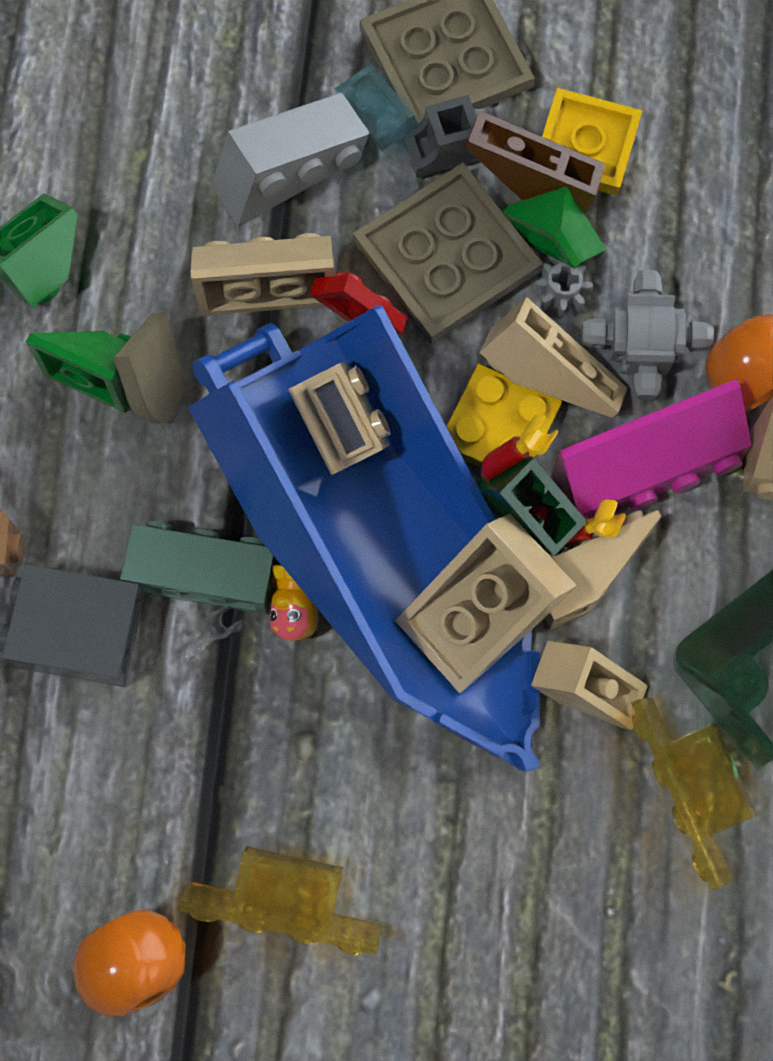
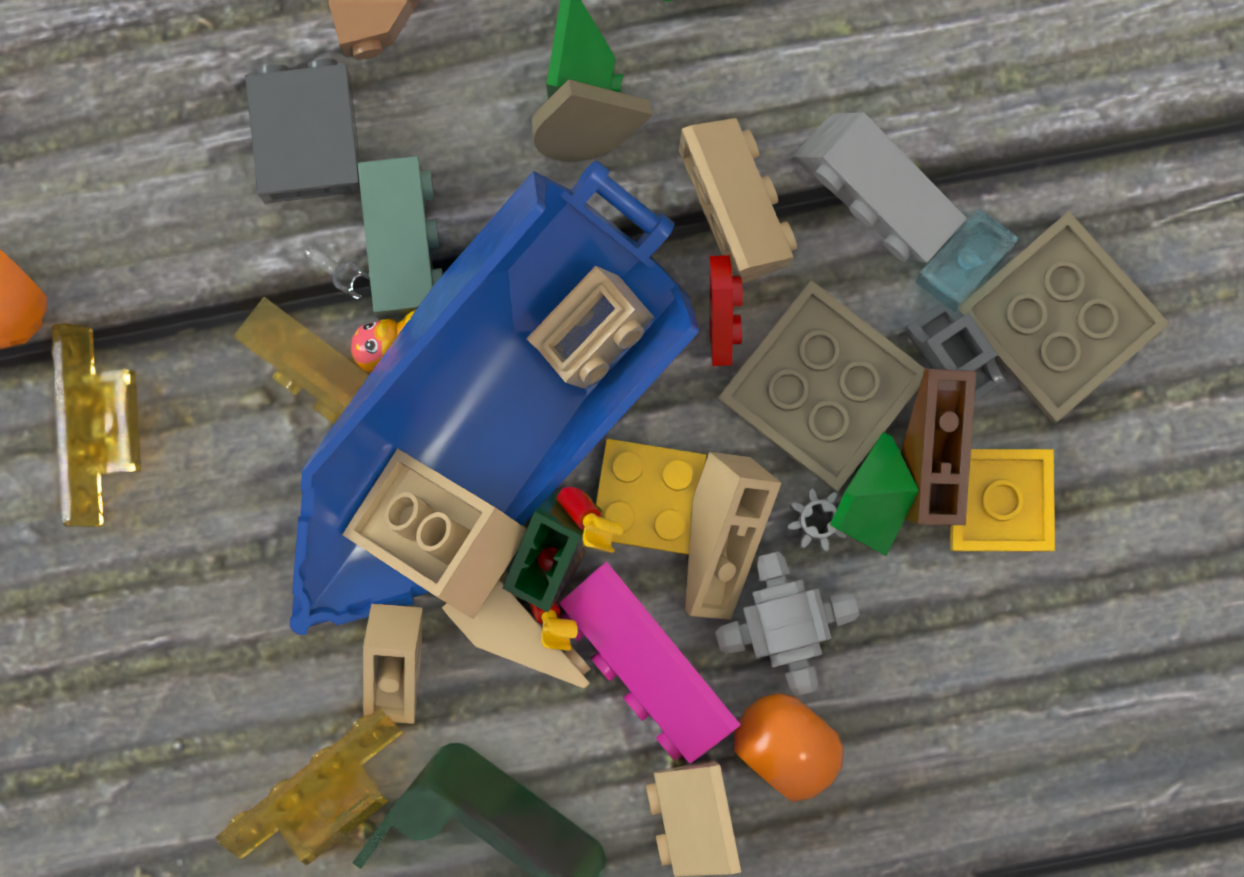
camera: 70 degrees right, 10 degrees up
(288, 685) = (301, 359): none -> clear yellow bracket

